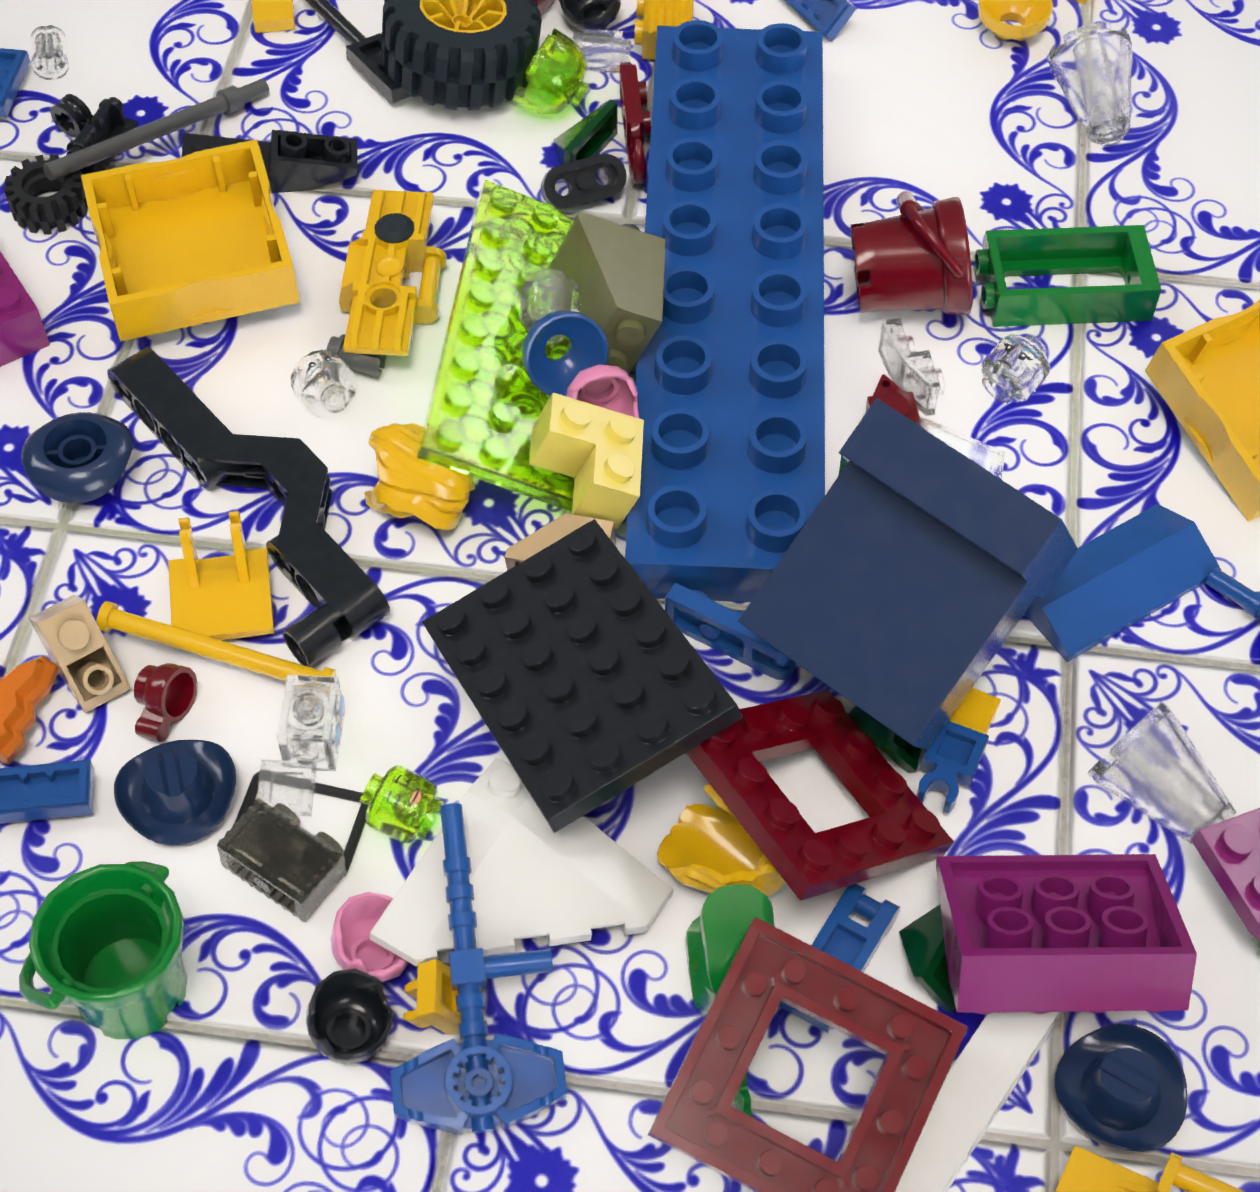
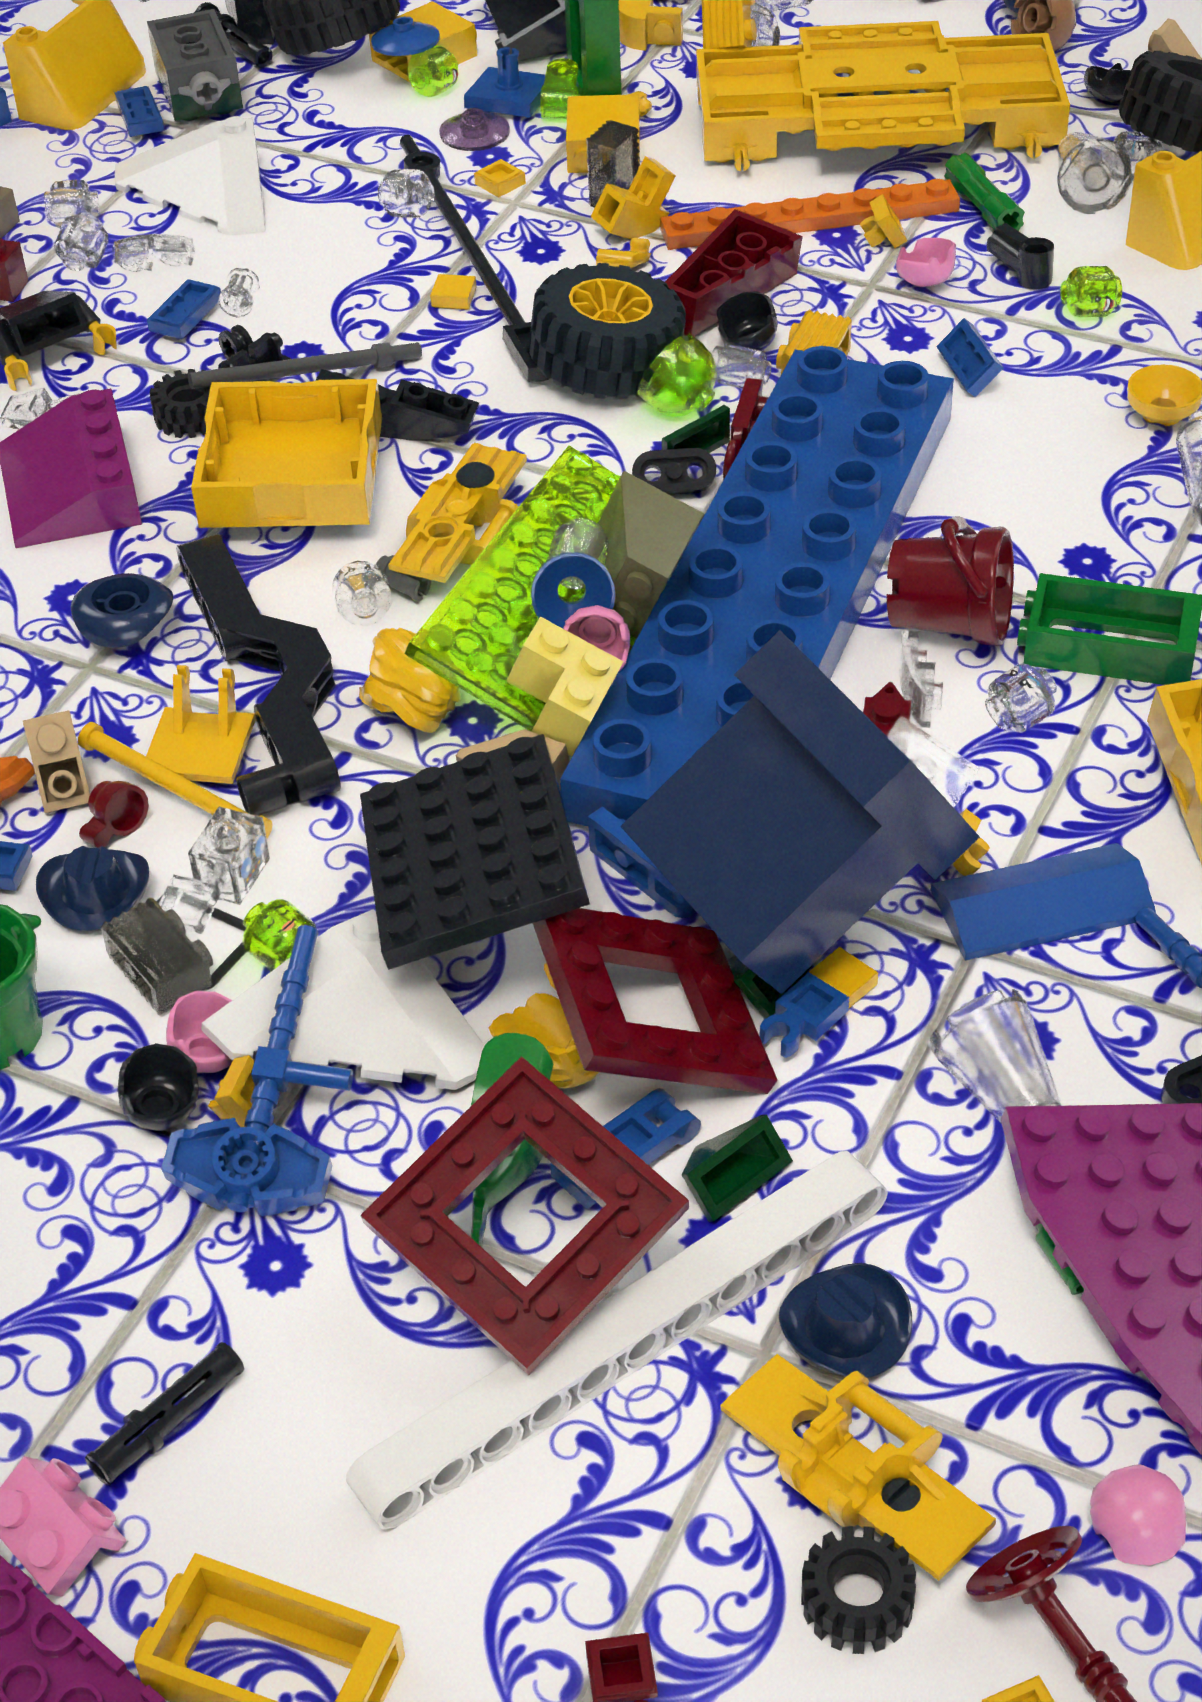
camera: 20 degrees right, 10 degrees down
(1063, 934) = (827, 1163): magenta slope -> none

